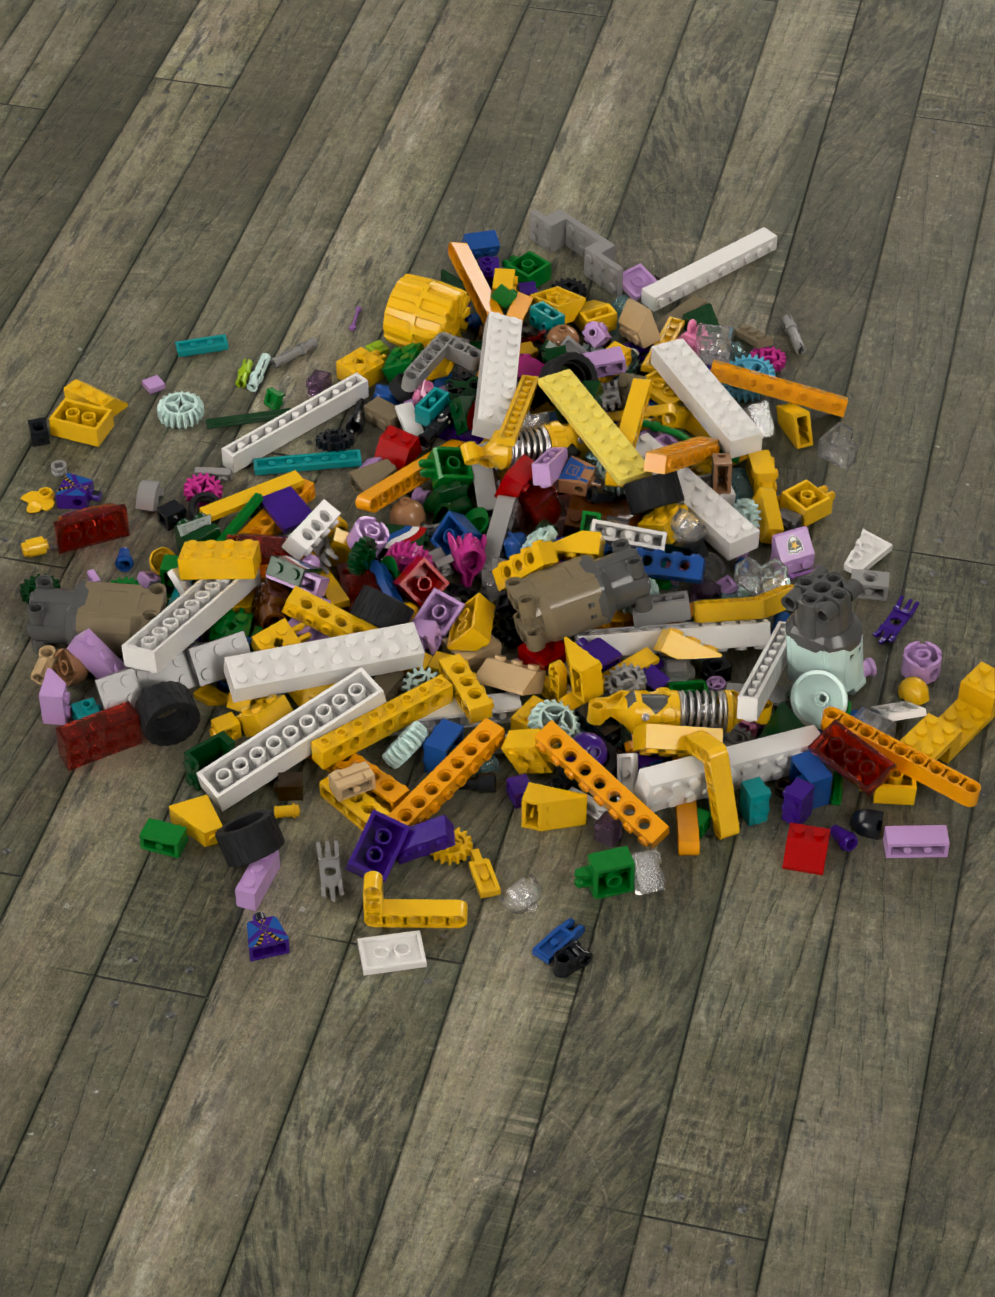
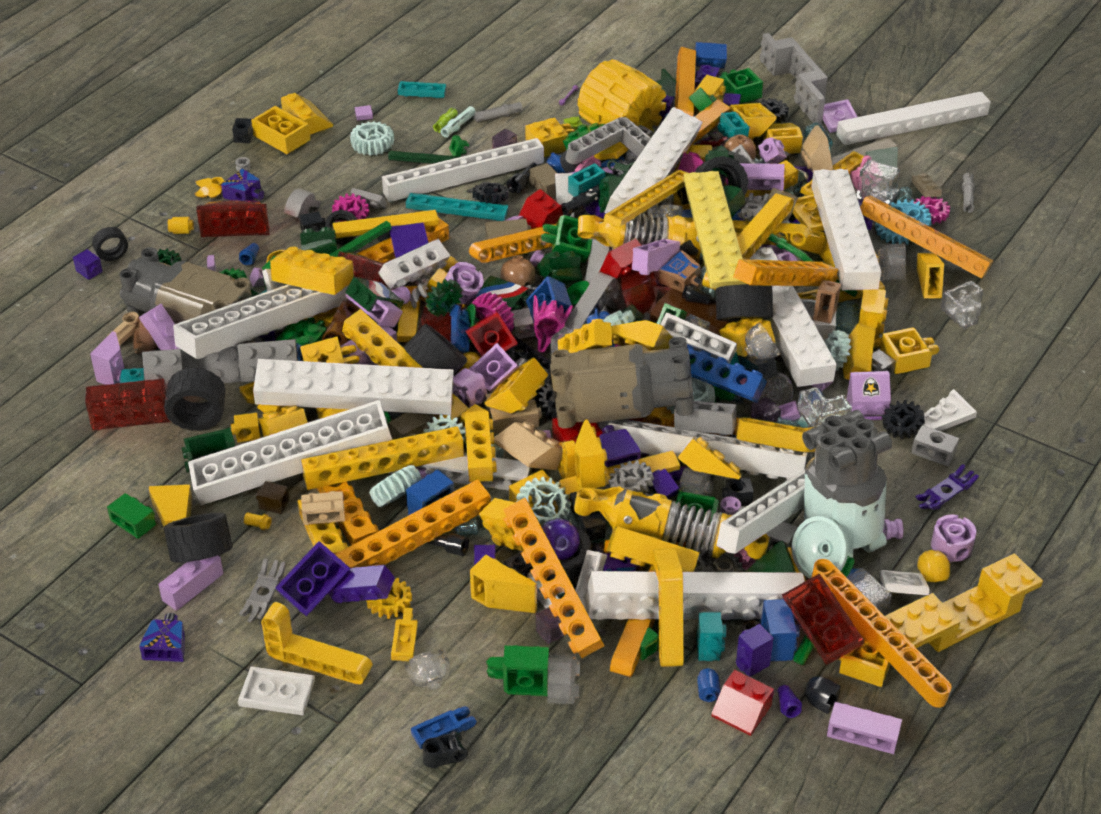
camera: 20 degrees right, 0 degrees up
(770, 843) = (708, 685): none -> blue brick
(834, 562) = (903, 419): none -> black gear

